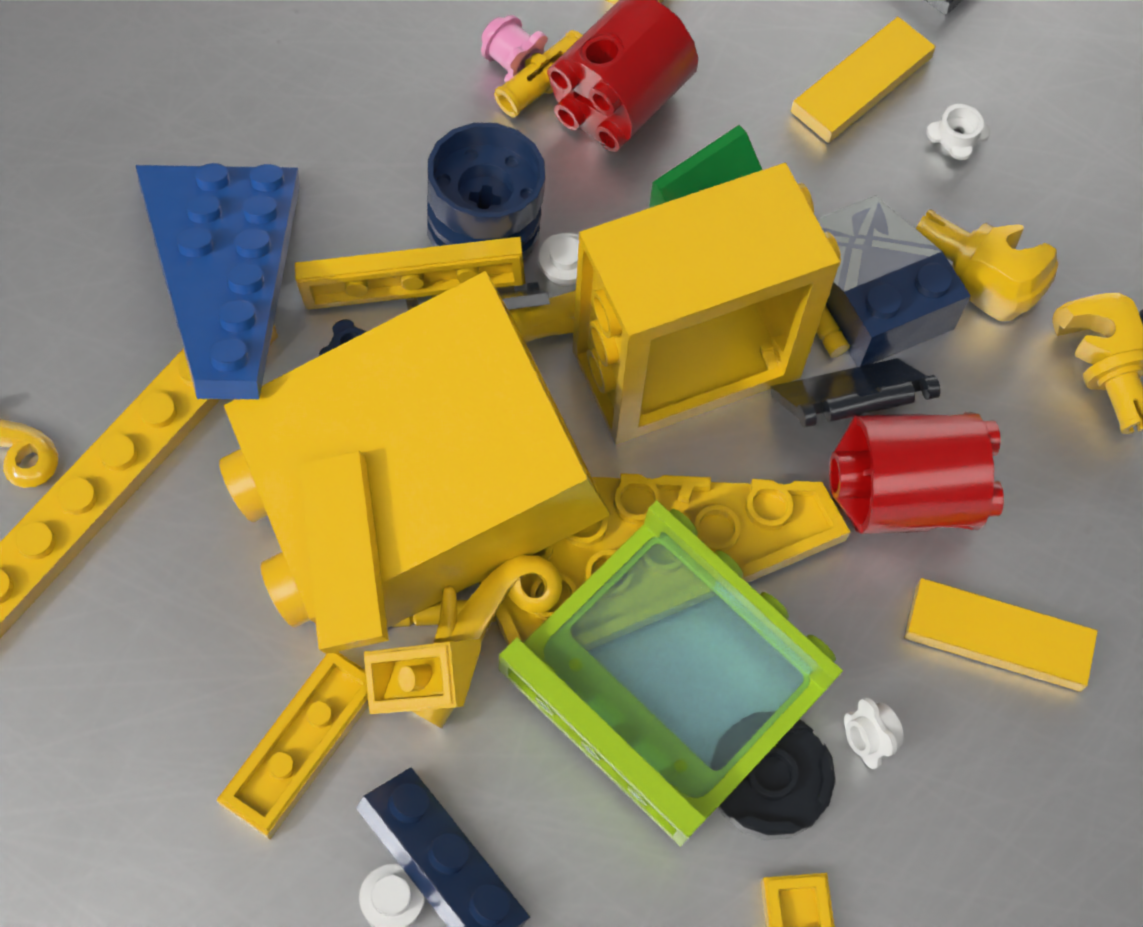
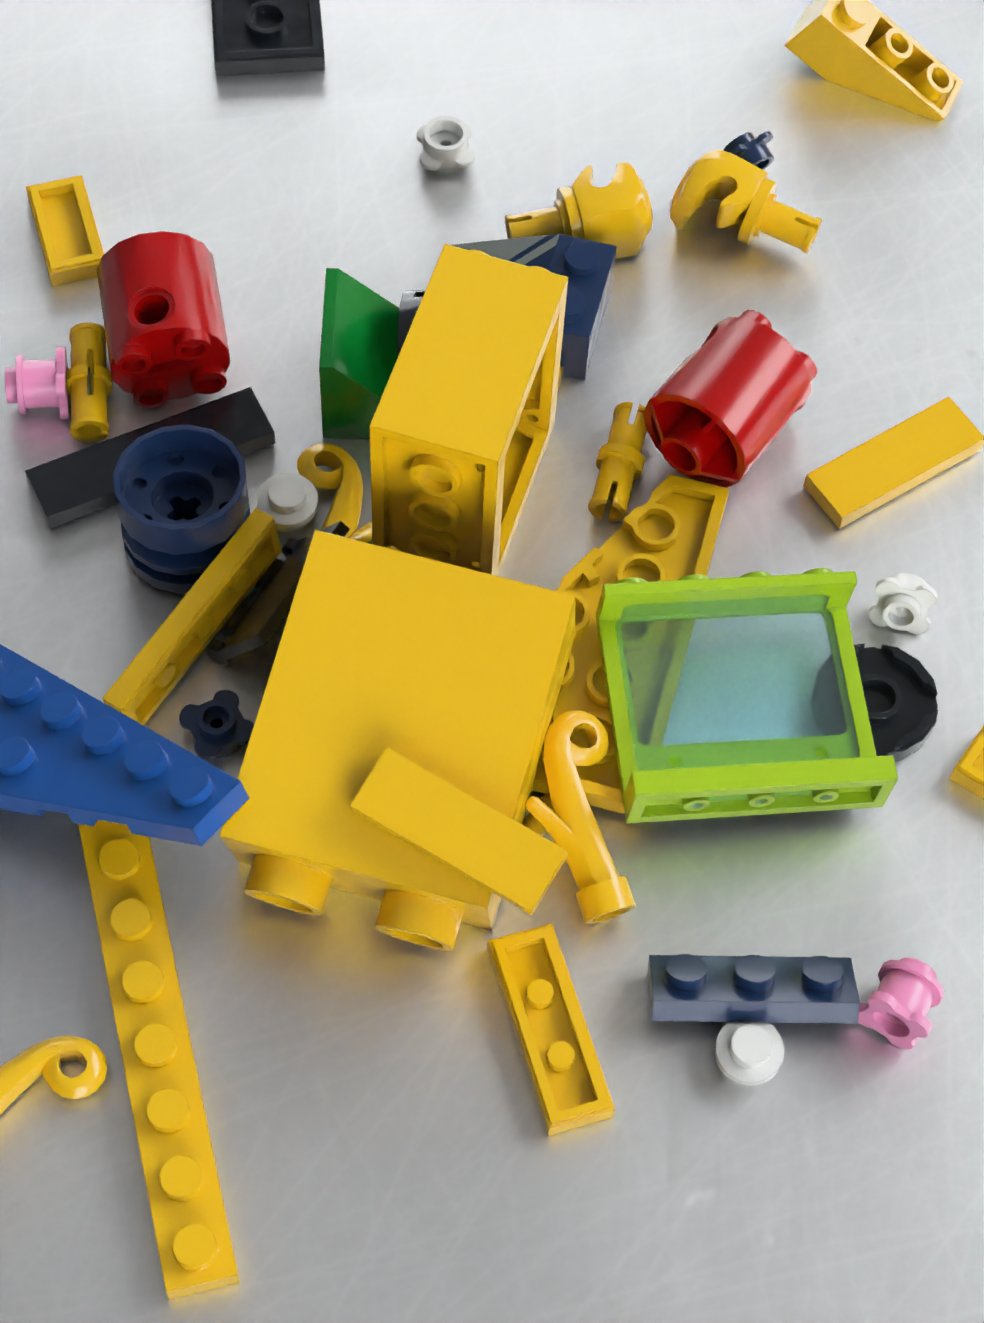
camera: 50 degrees left, 5 degrees down
(420, 676) = (594, 876): yellow slope -> none
(569, 169) = (84, 479): none -> black tile
(796, 447) = (619, 463): none -> yellow pin
(855, 391) = (615, 390): black piece -> none
(862, 79) = (330, 169): yellow tile -> none

